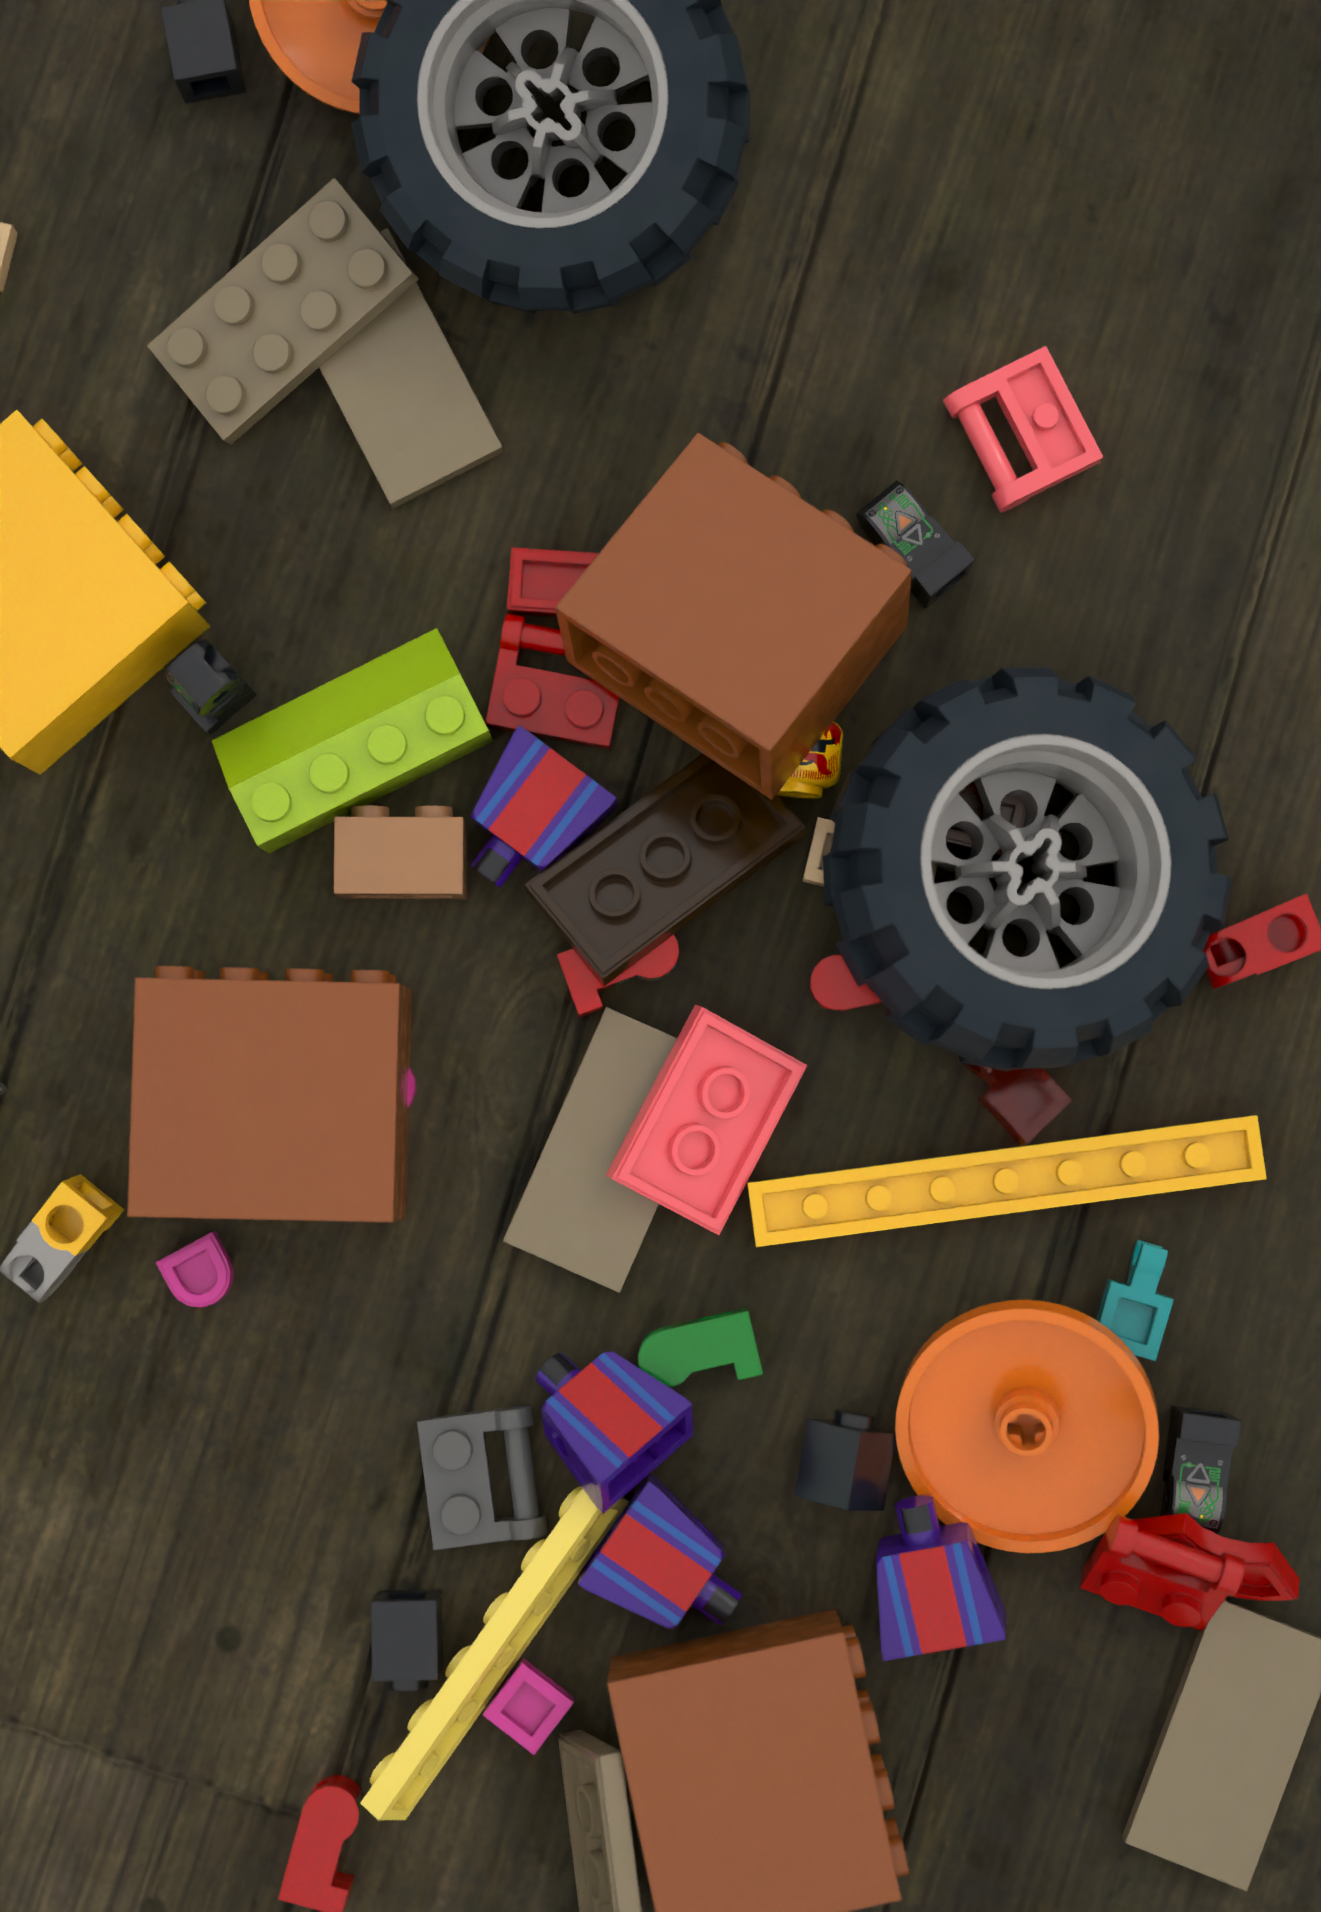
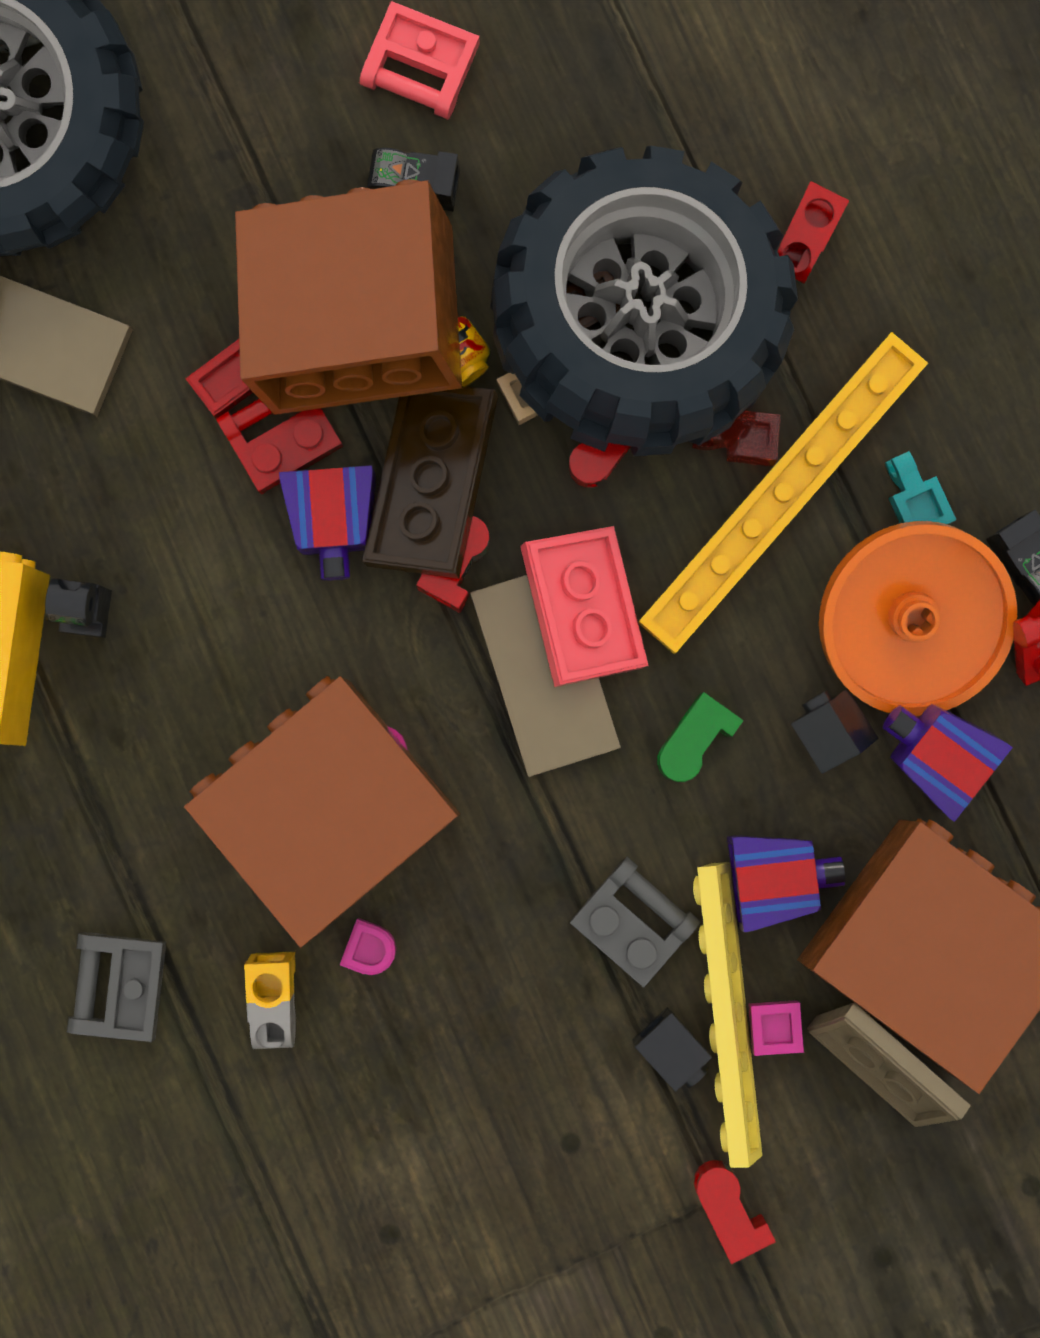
camera: 45 degrees left, 0 degrees up
(350, 741) = (191, 567): lime slope -> none
(400, 855) = (275, 608): medium nougat brick -> none
(611, 1423) = (681, 824): torso -> none

